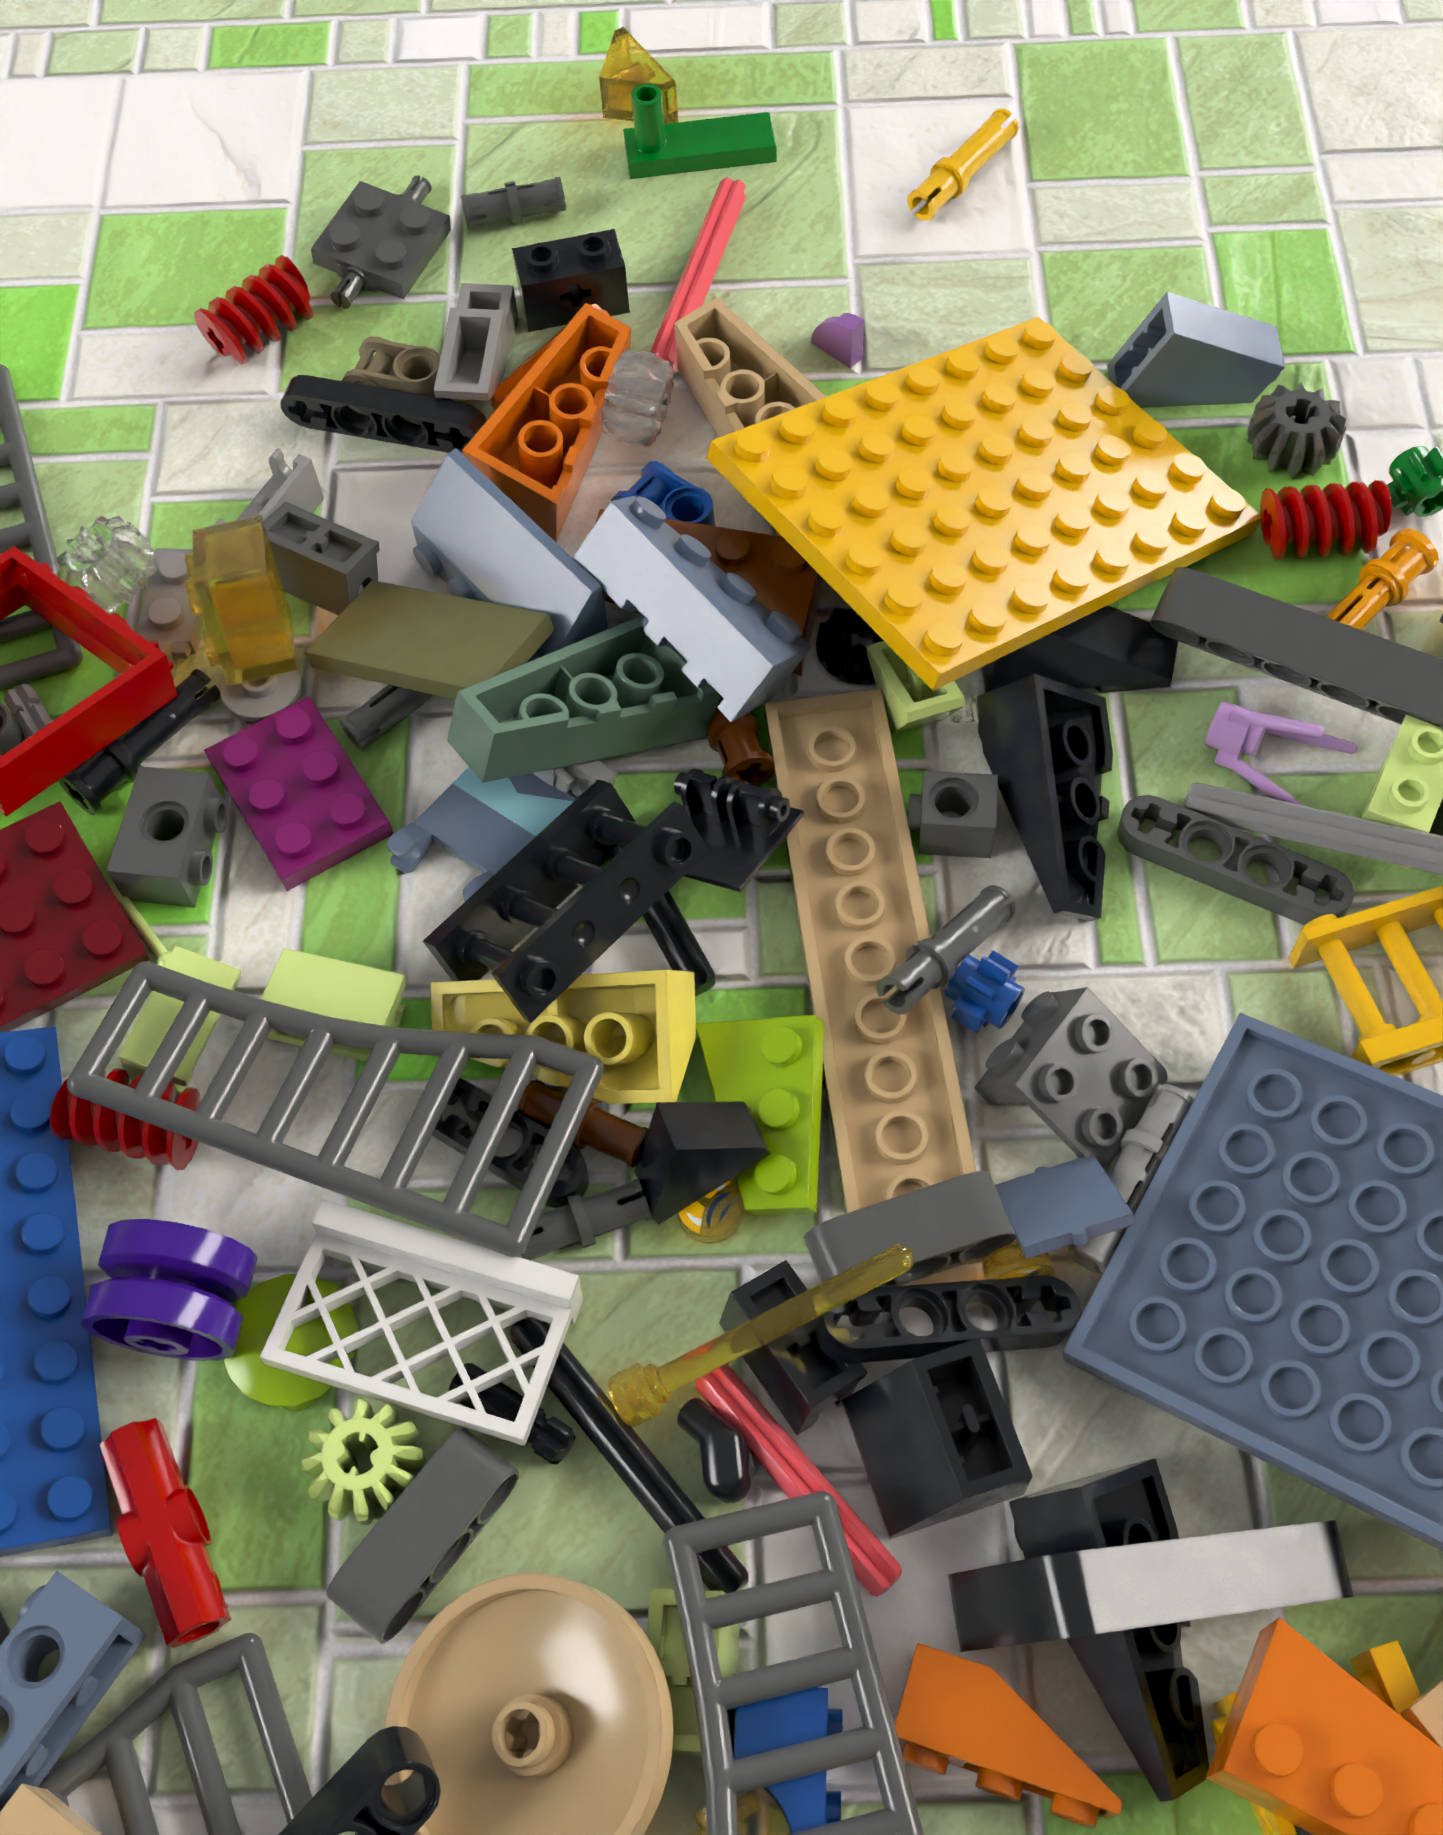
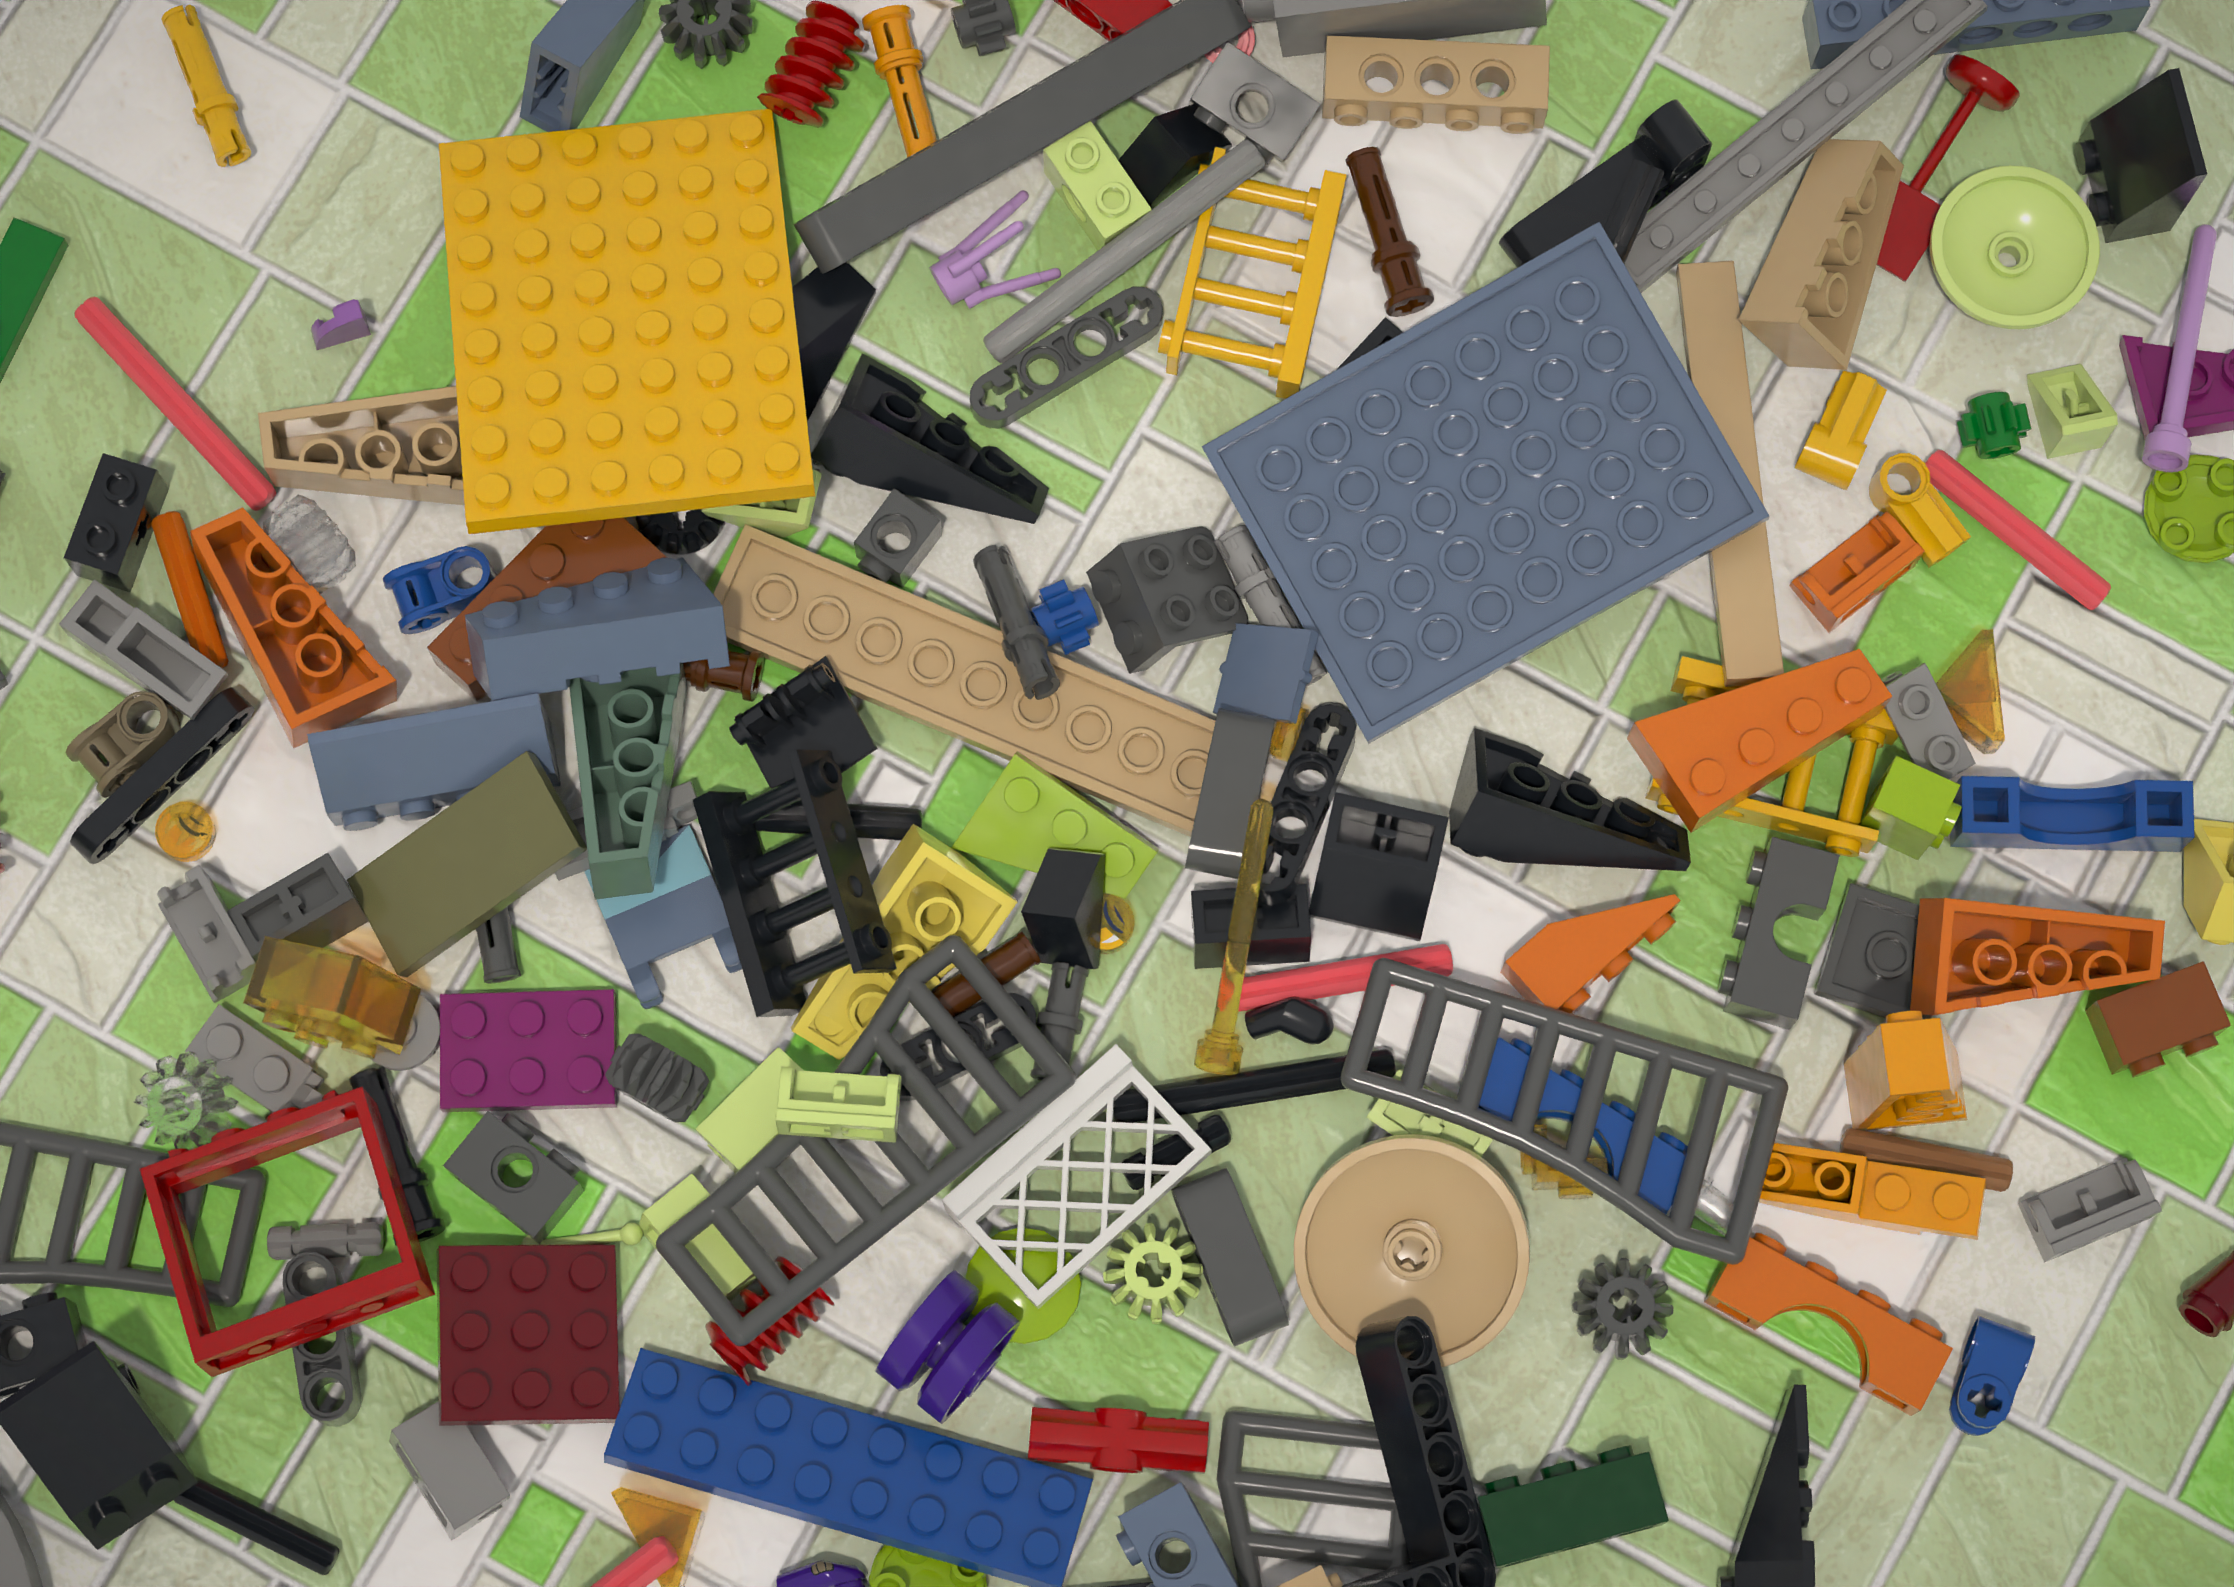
camera: 65 degrees left, 15 degrees up
(316, 891) = (657, 1077): none -> dark grey gear
(349, 459) = (185, 831): none -> clear yellow tile
(357, 1036) = (838, 1105): none -> yellowish green hinge
(1148, 1584) = (1559, 793): beam -> none

